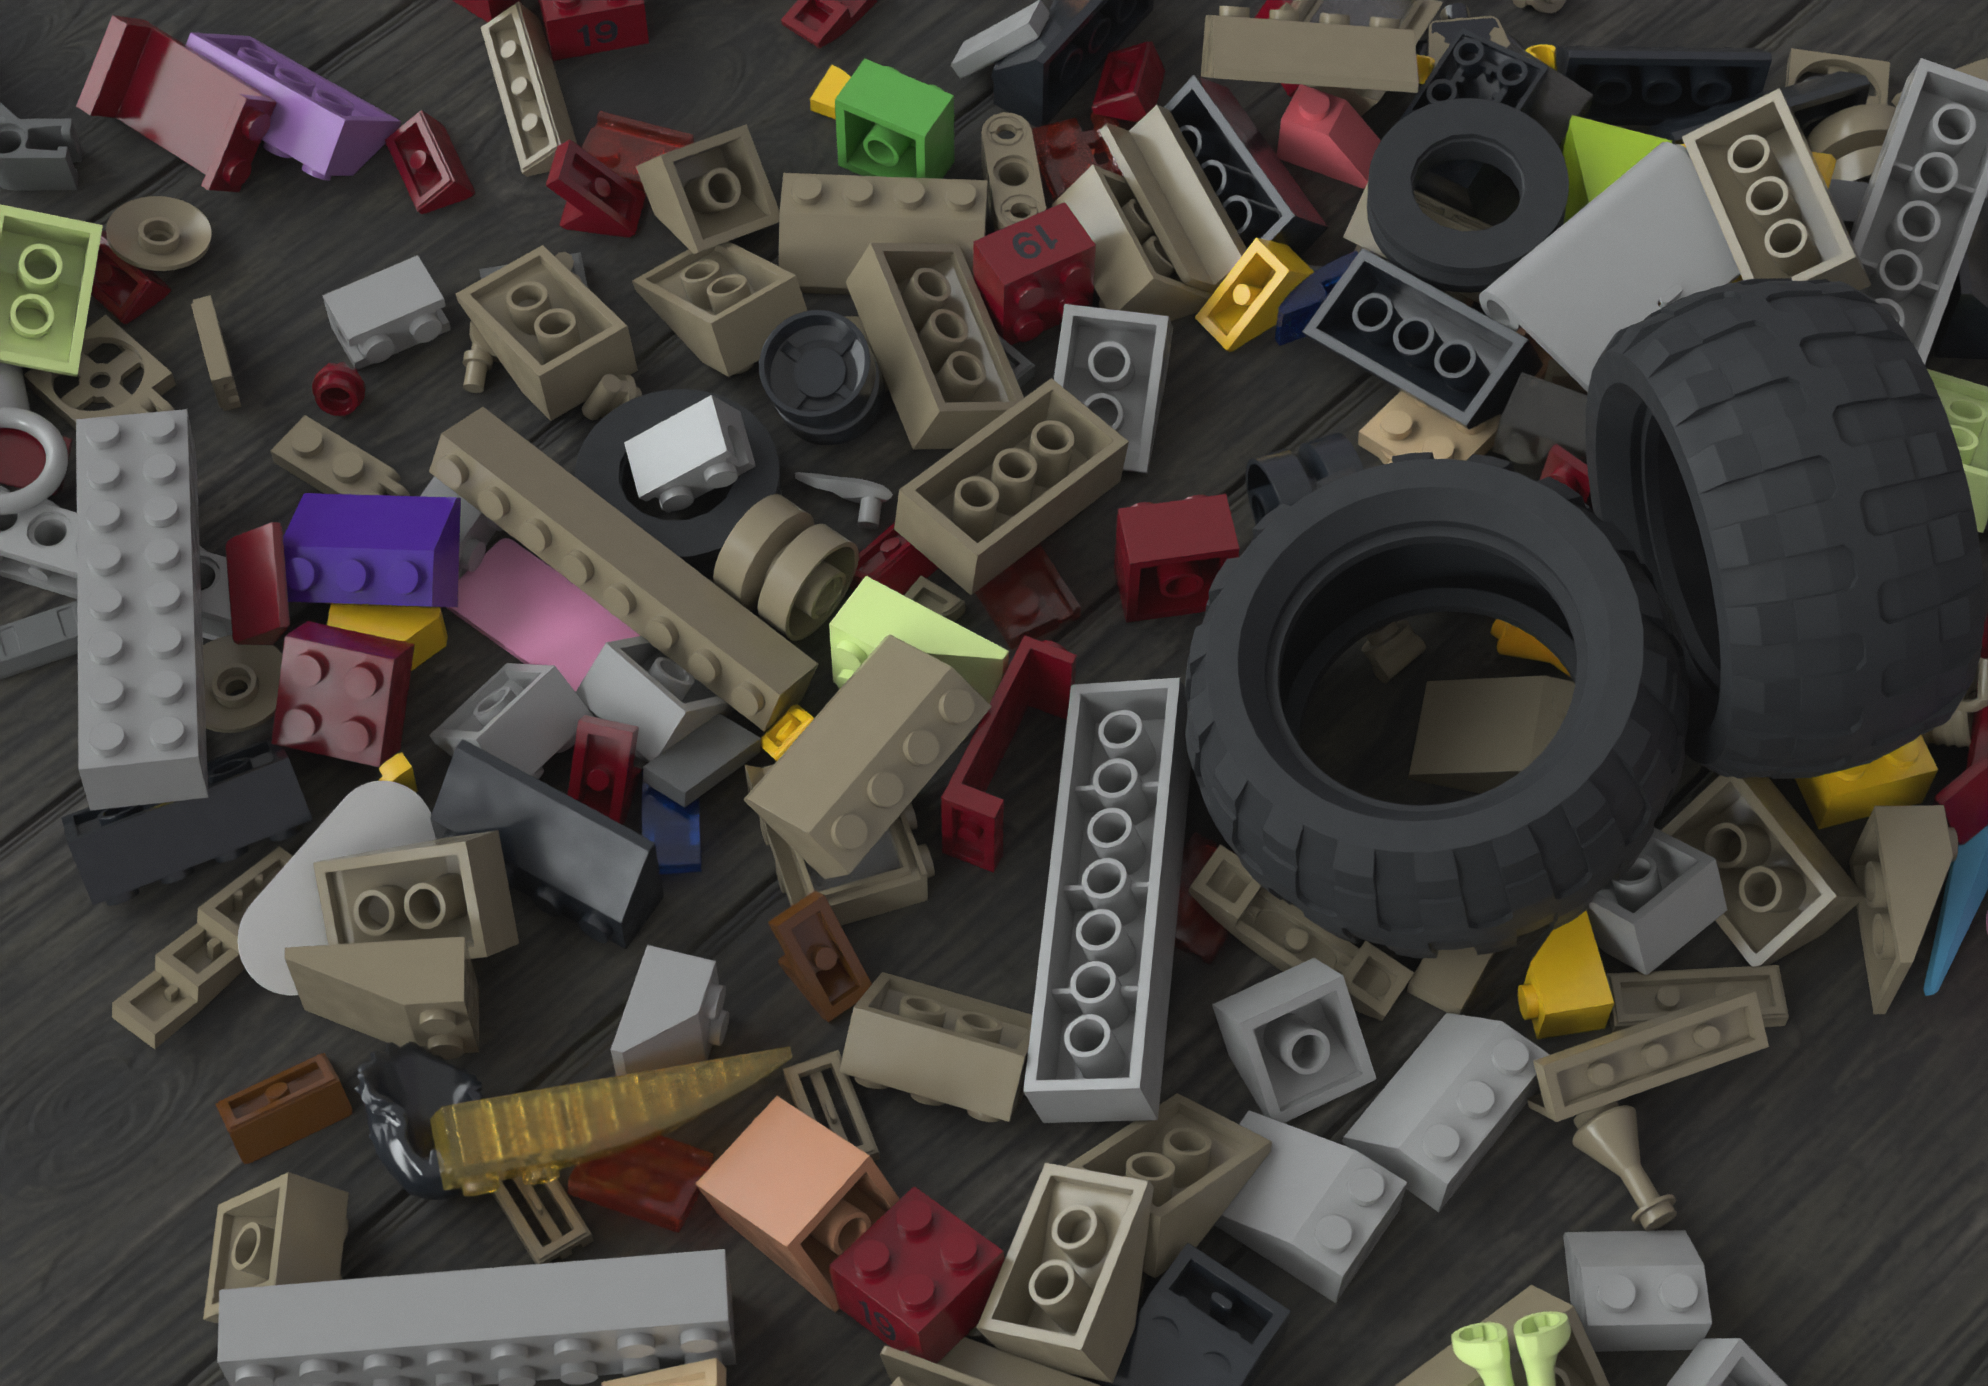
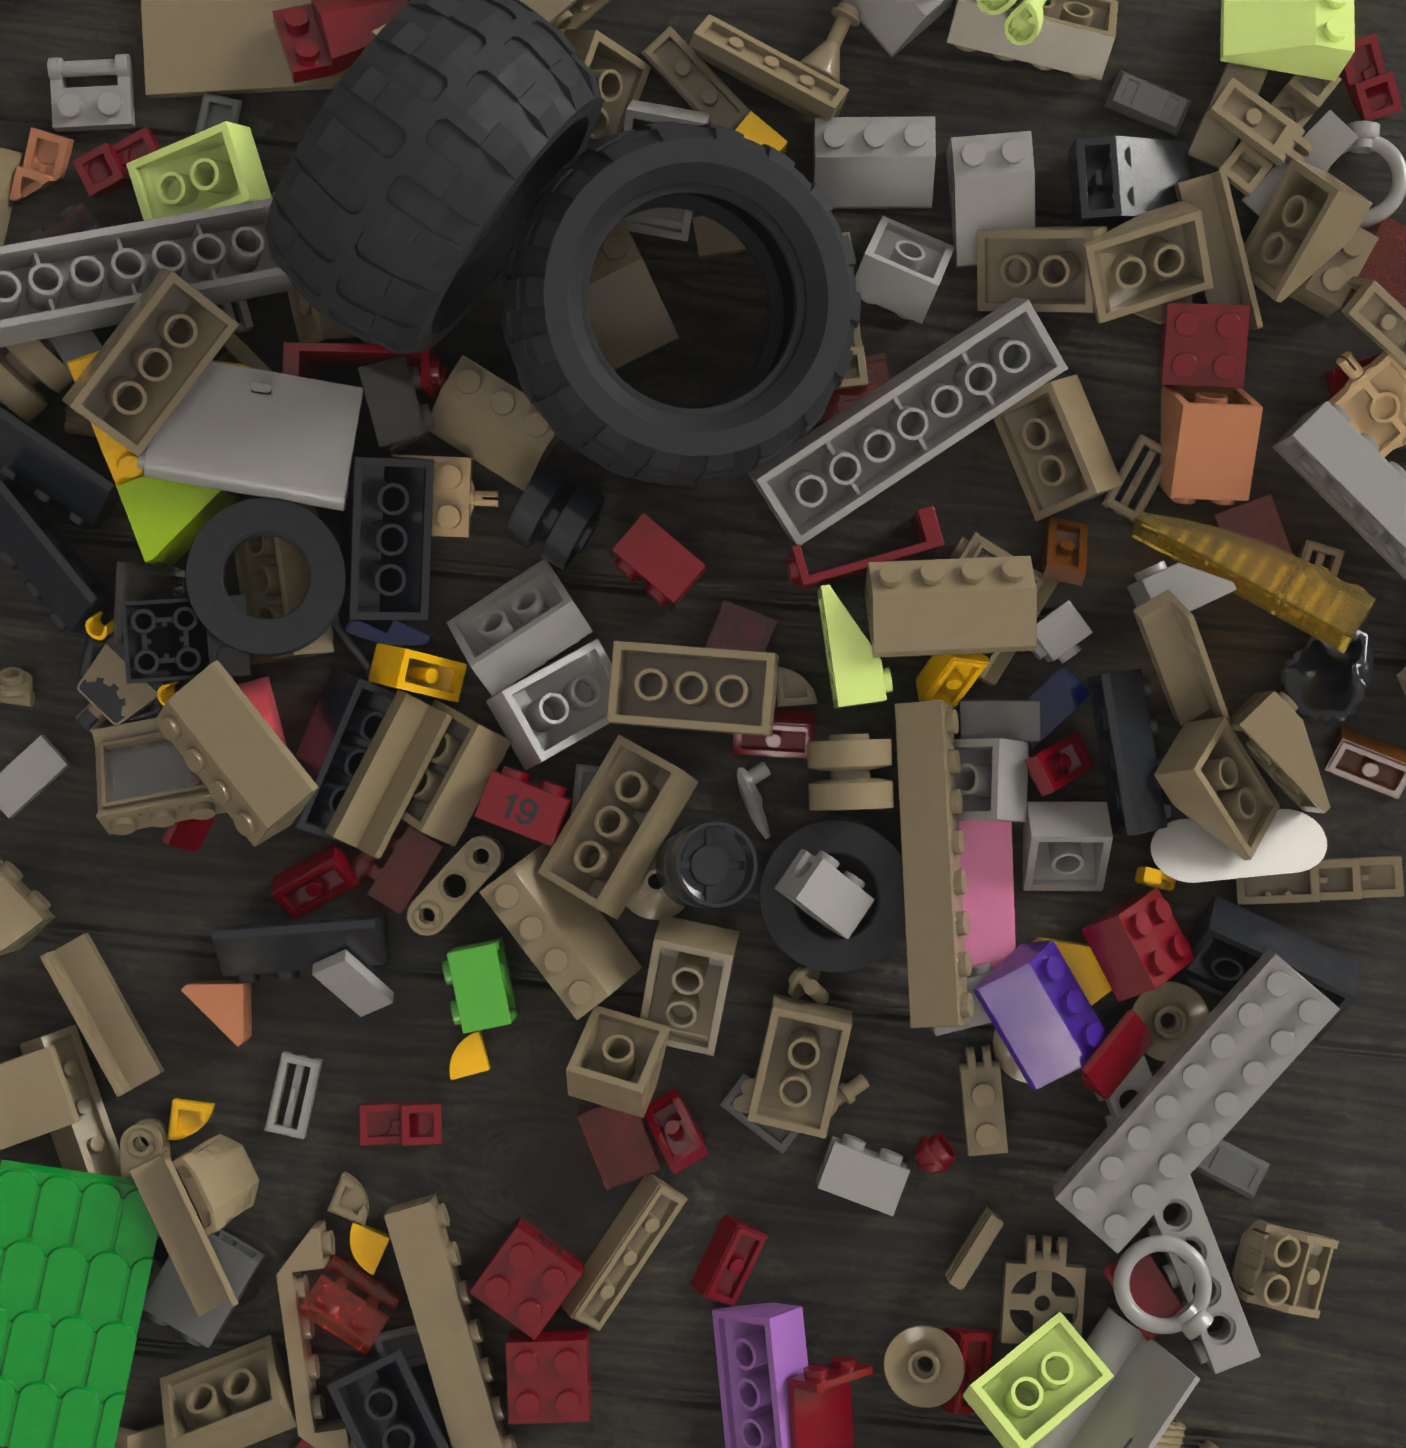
camera: 125 degrees left, 30 degrees up
(592, 947) = (1179, 658): none -> dark tan panel
(738, 888) = (1060, 633): none -> light grey brick
(1220, 403) = (518, 627): none -> light grey slope

